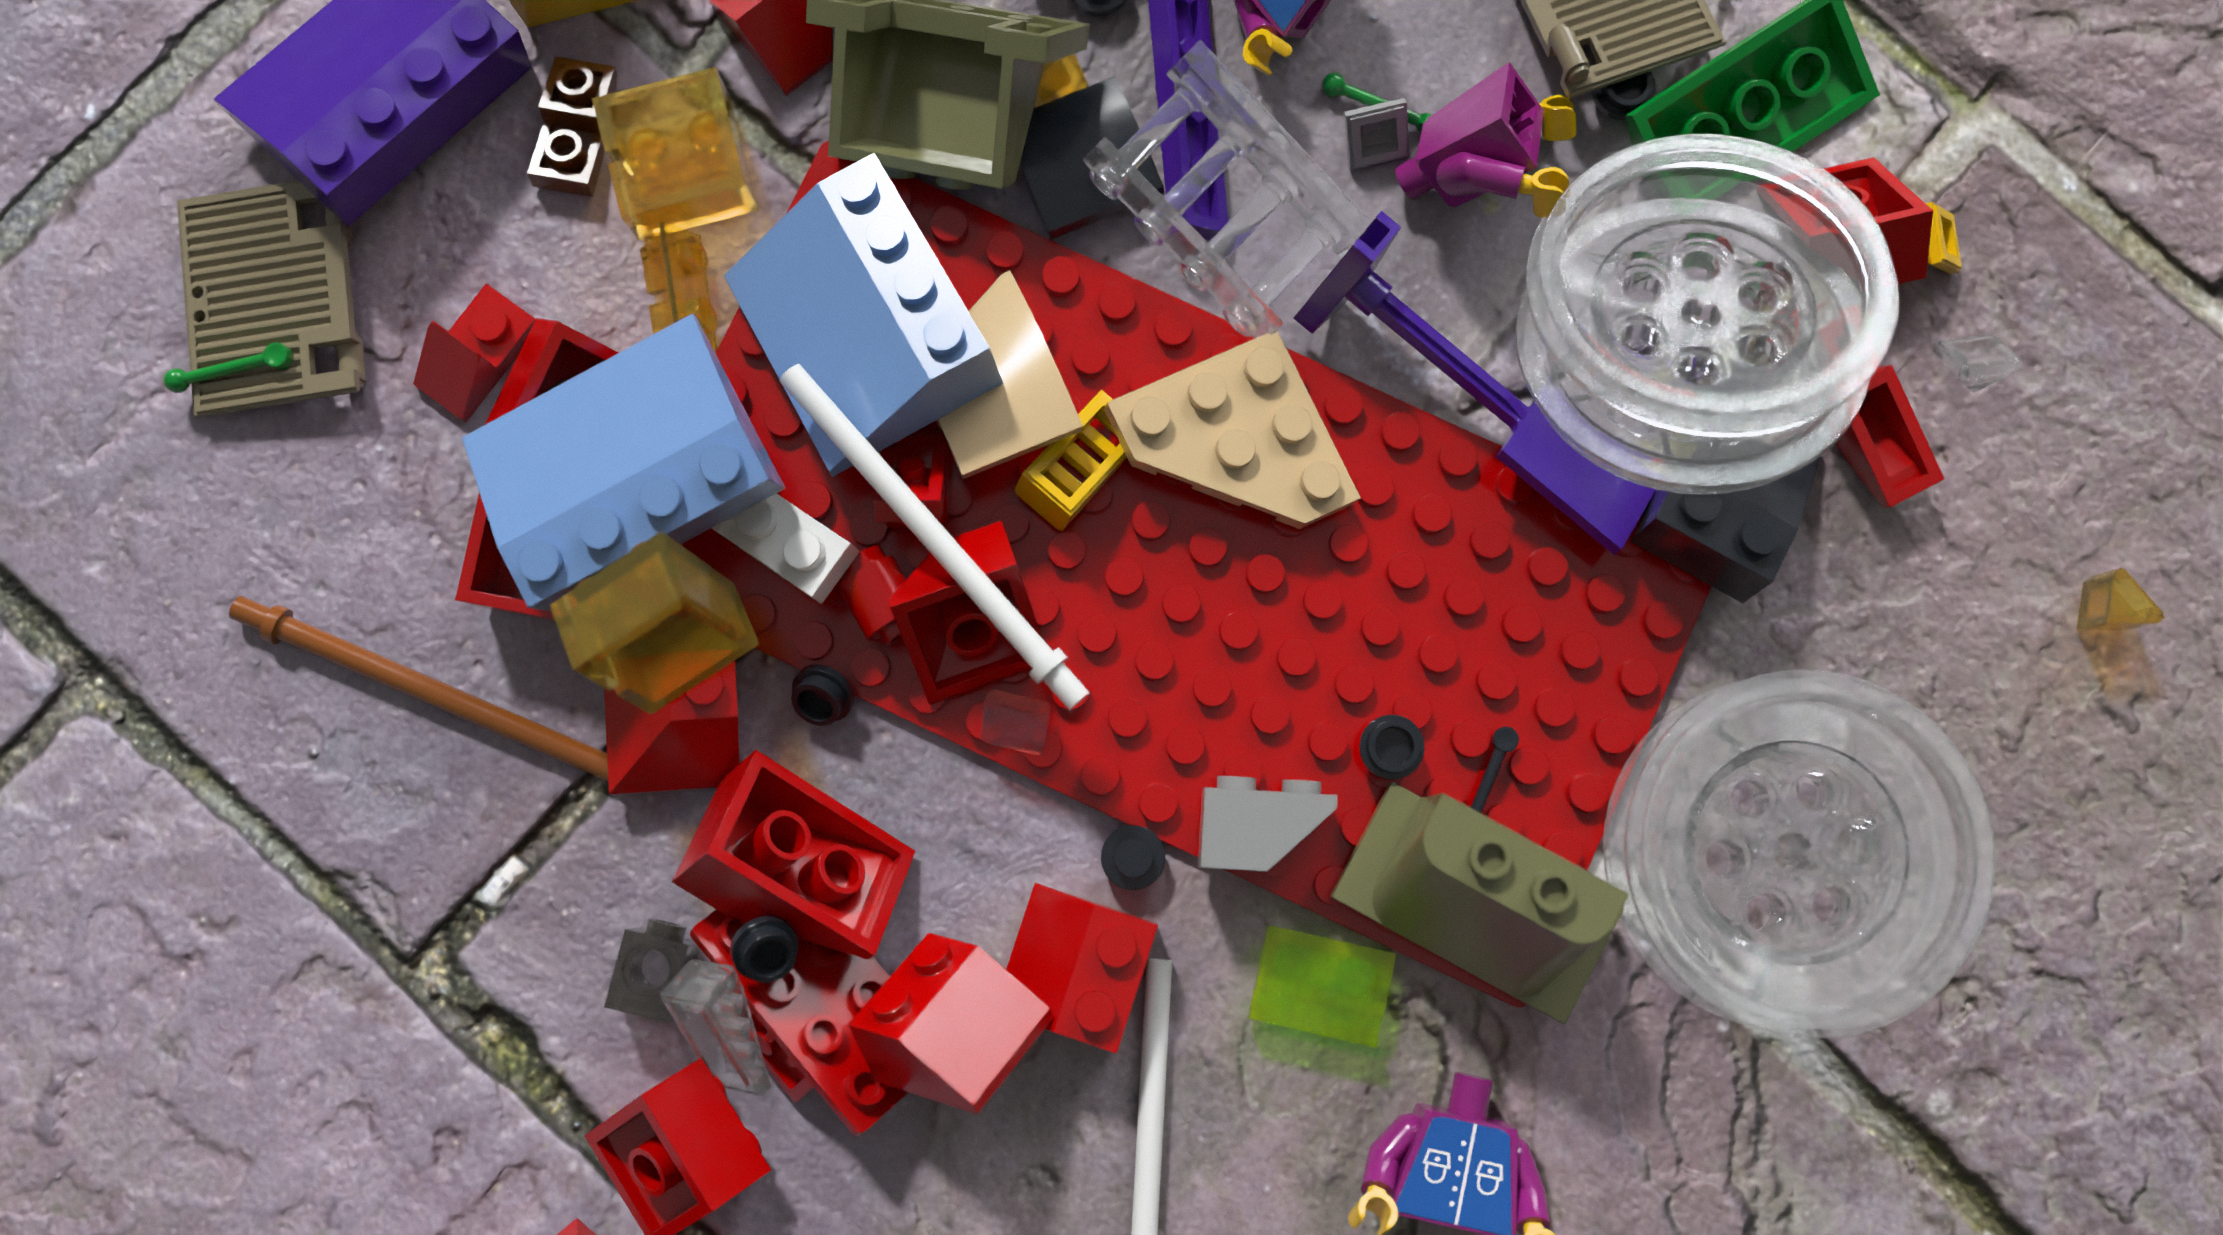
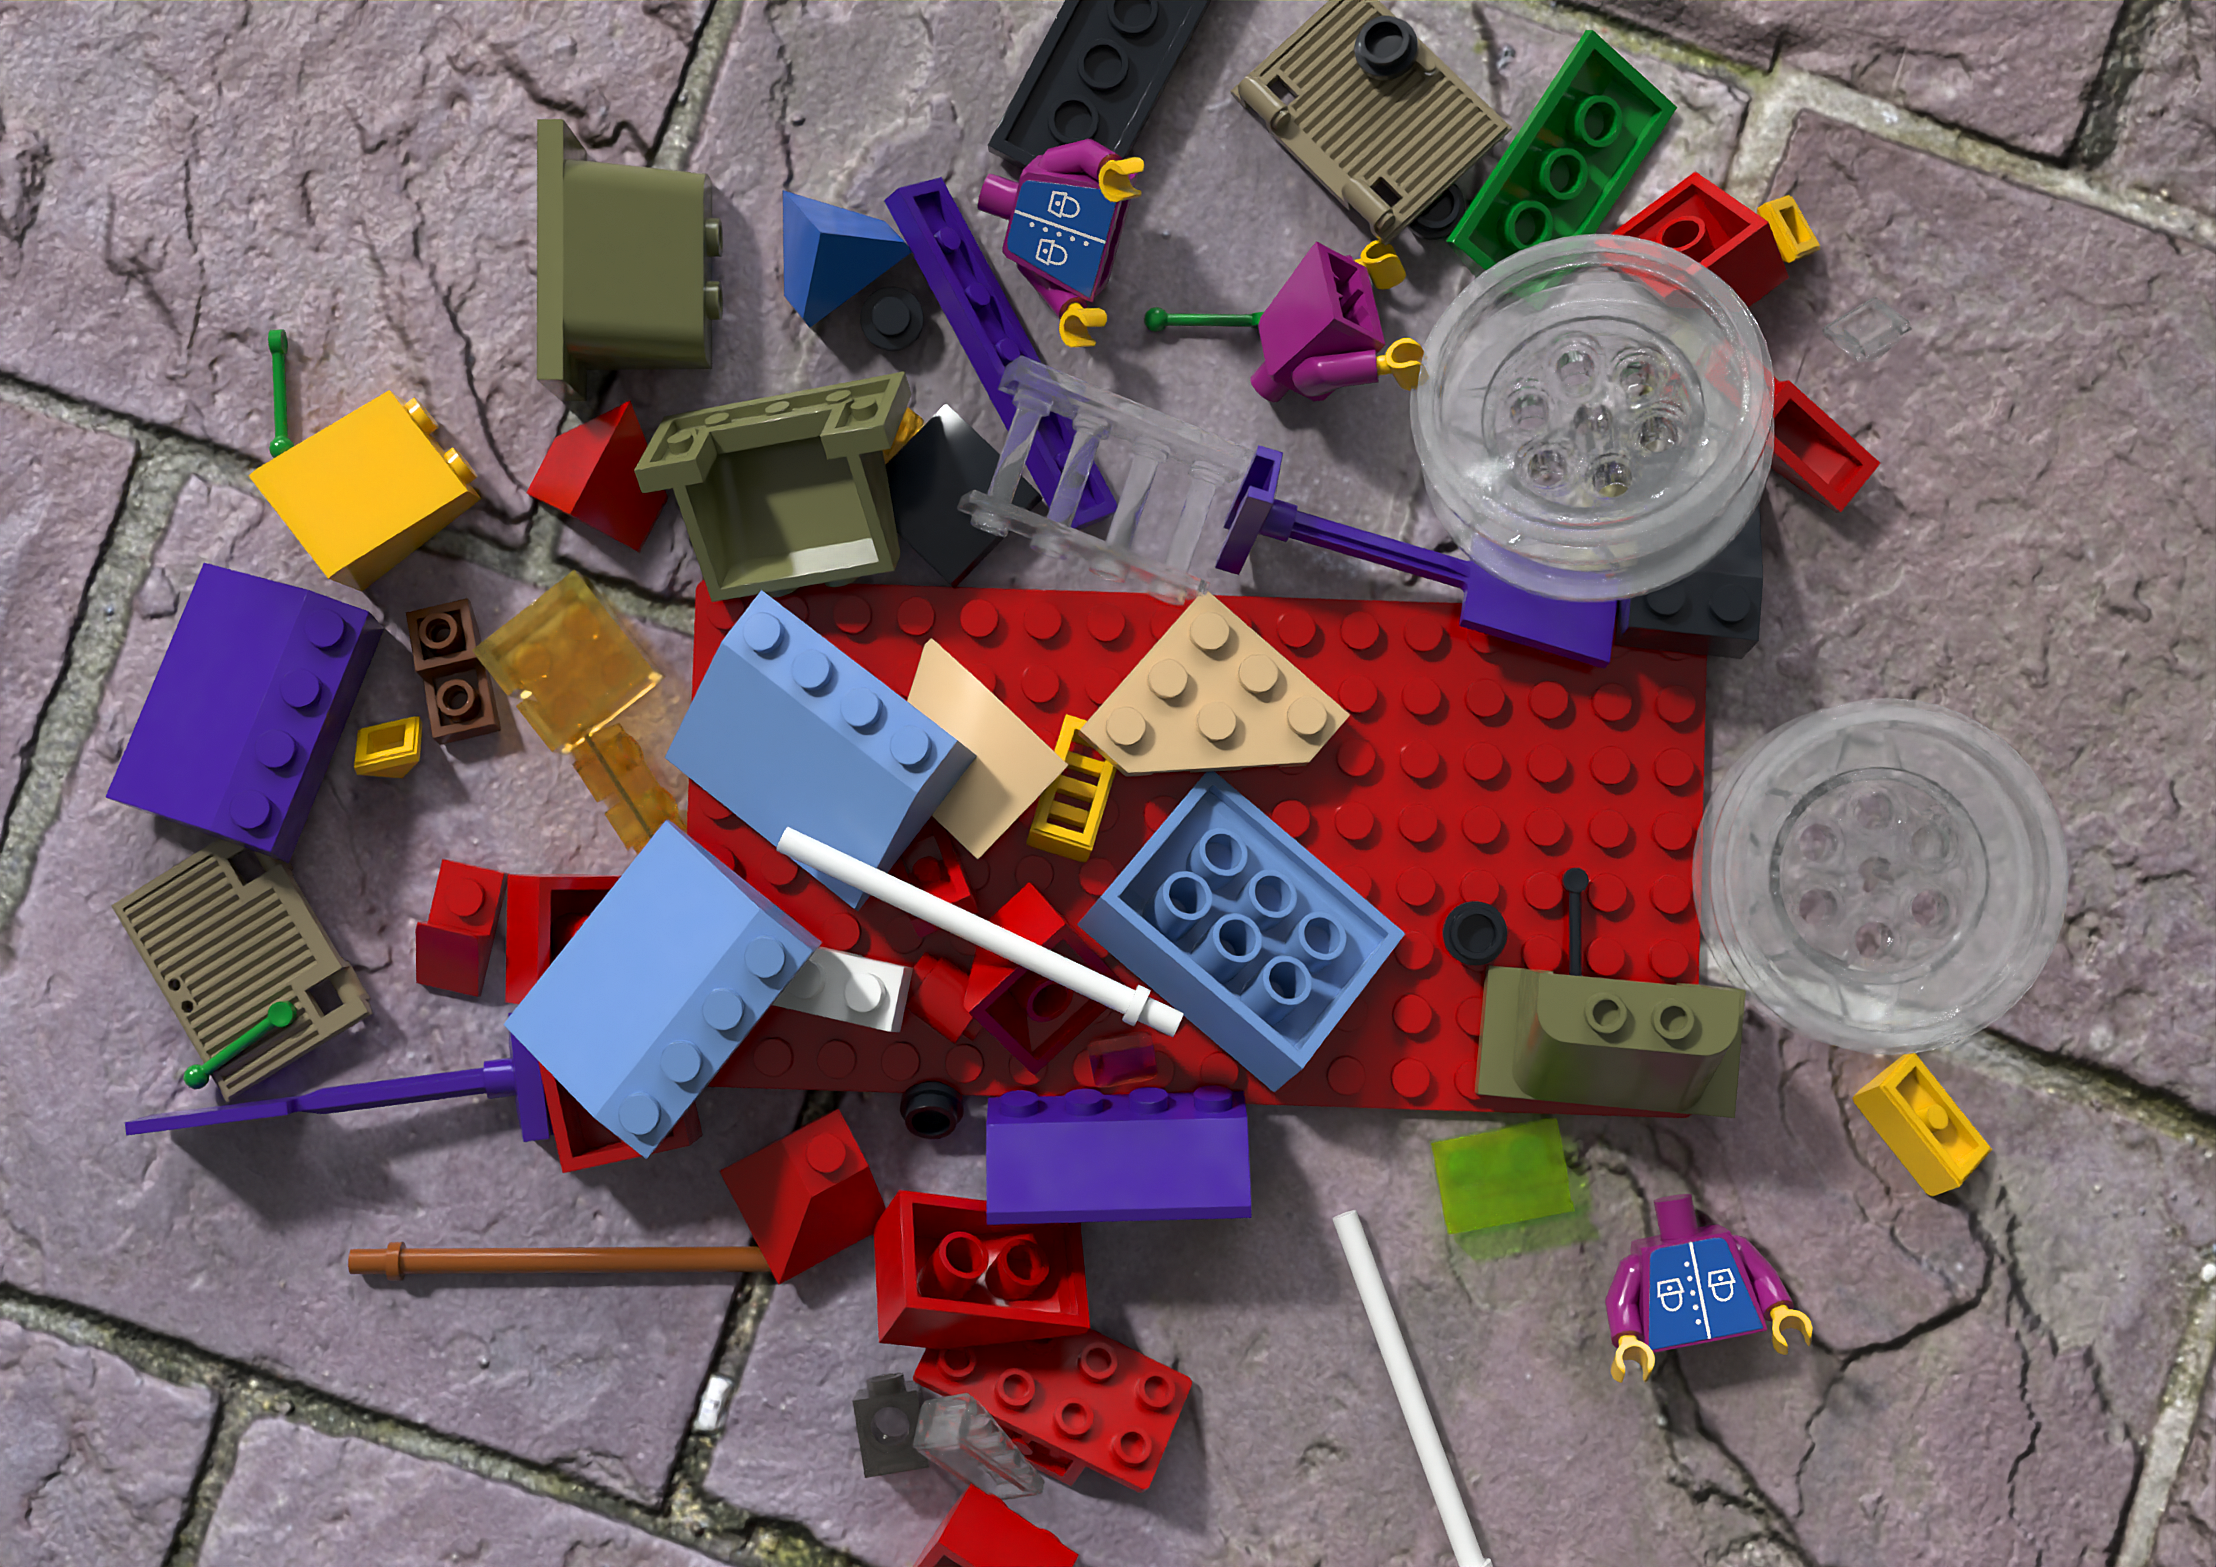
camera: 20 degrees left, 5 degrees up
(439, 495) = (498, 1079): none -> dark purple piece
(484, 168) = (389, 748): none -> yellow slope
(653, 624) = (764, 1123): clear yellow piece -> none
(764, 949) = (990, 1366): black plate -> none
(949, 1024) = (1184, 1359): slope -> none
(970, 807) = (1117, 1156): none -> dark purple slope
(1082, 963) = (1278, 1262): red slope -> none
(1133, 857) = (1281, 1133): black plate -> none
(1175, 649) = (1242, 931): none -> medium blue slope
(1257, 827) = (1382, 1062): light grey slope -> none
(1377, 134) = (1218, 353): light grey slope -> none
(1737, 1112) = (1922, 1125): none -> yellow slope
(2115, 603) = (2082, 511): clear yellow slope -> none

